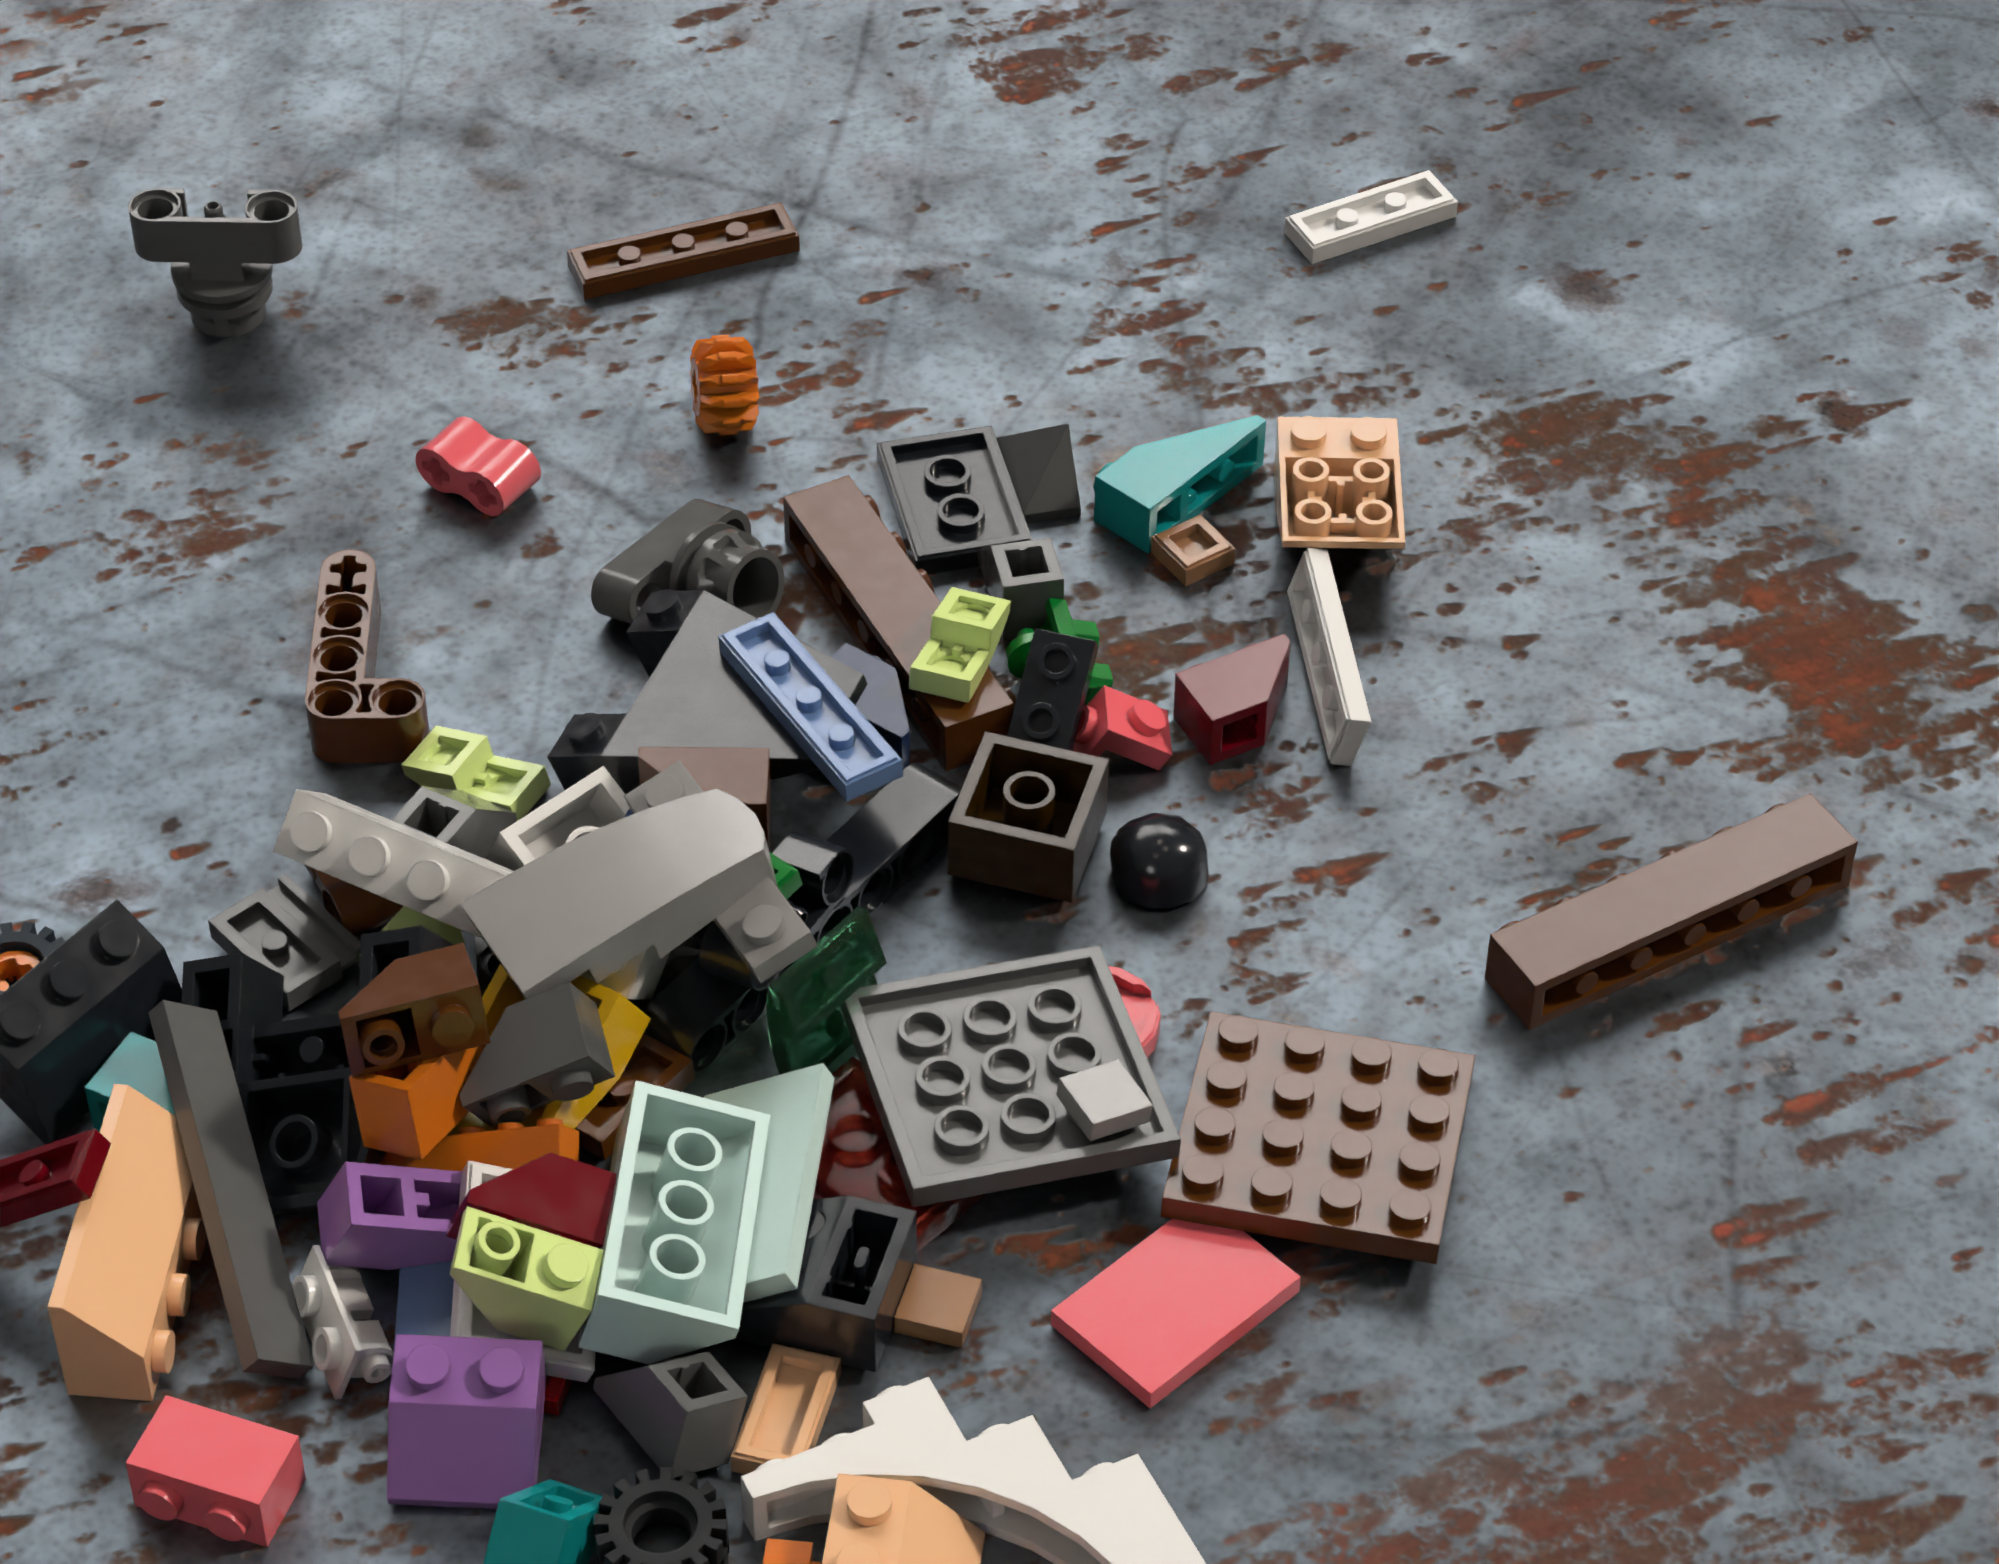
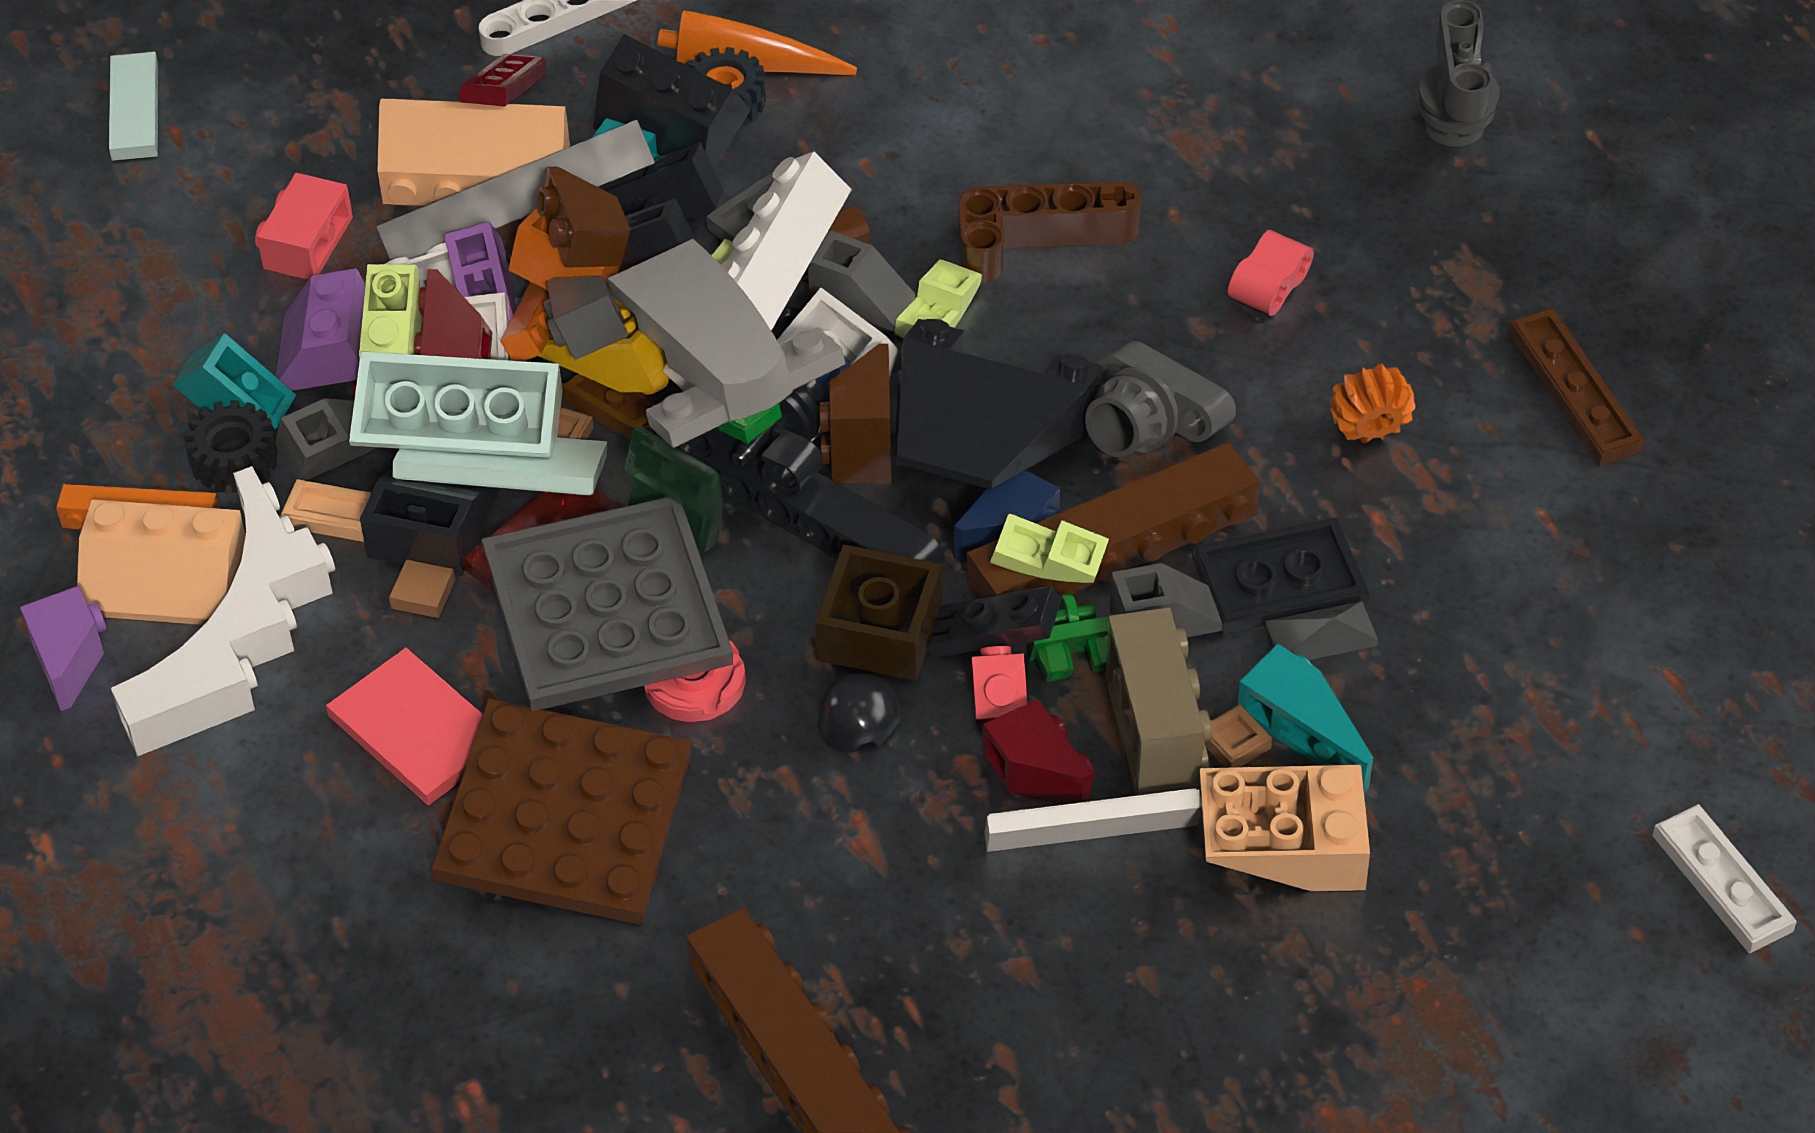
camera: 90 degrees right, 5 degrees up
(810, 706) = (946, 445): medium blue tile -> none
(1104, 1100) = (559, 646): tile -> none
(1185, 578) = (1156, 702): none -> dark tan brick

